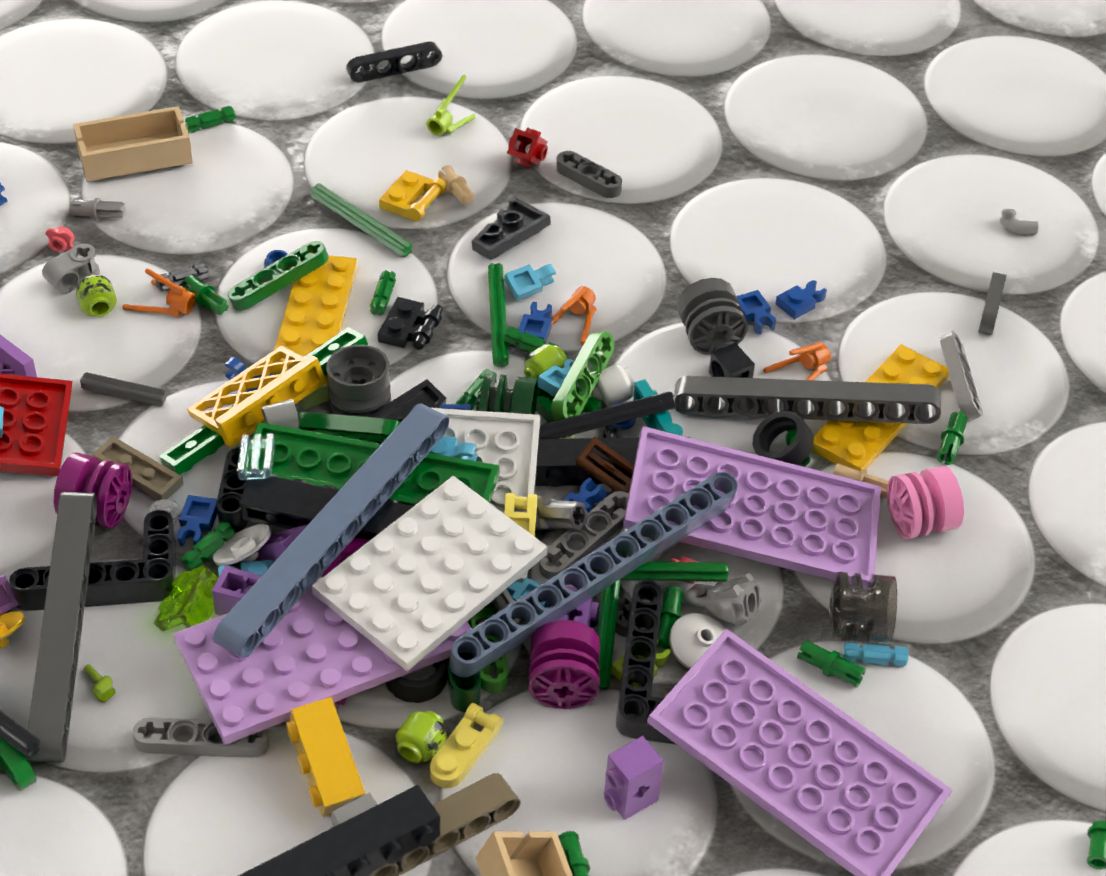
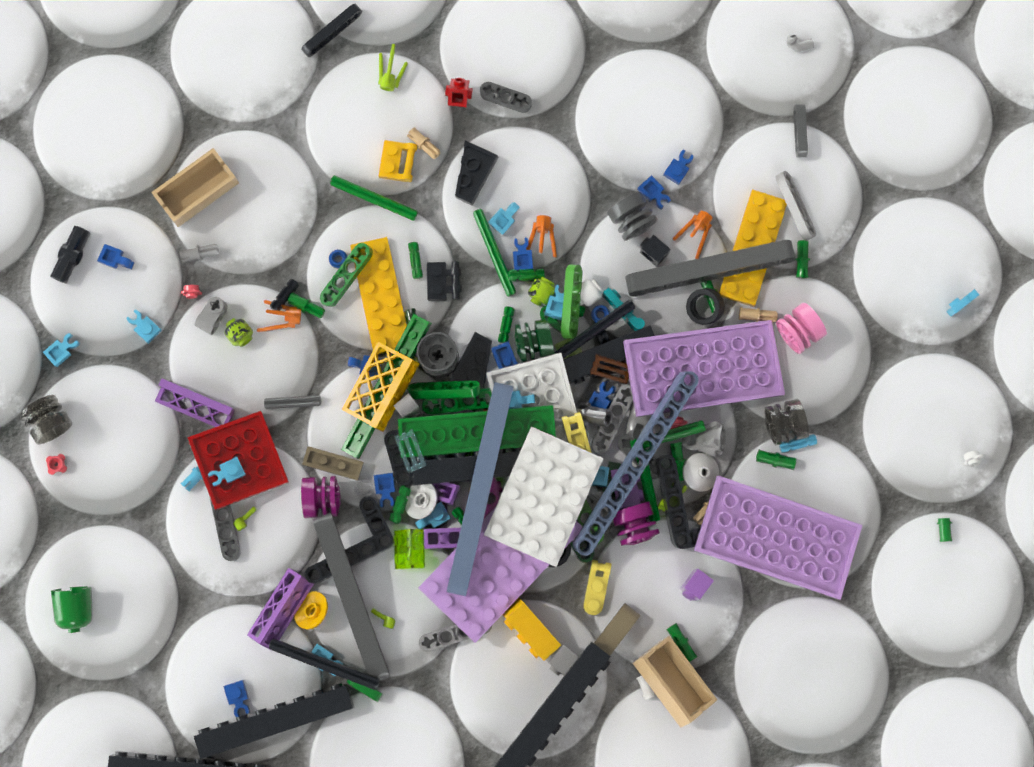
camera: 20 degrees left, 35 degrees up
(210, 119) = (230, 135): green axle -> none
(420, 736) = (573, 594): lime head -> none

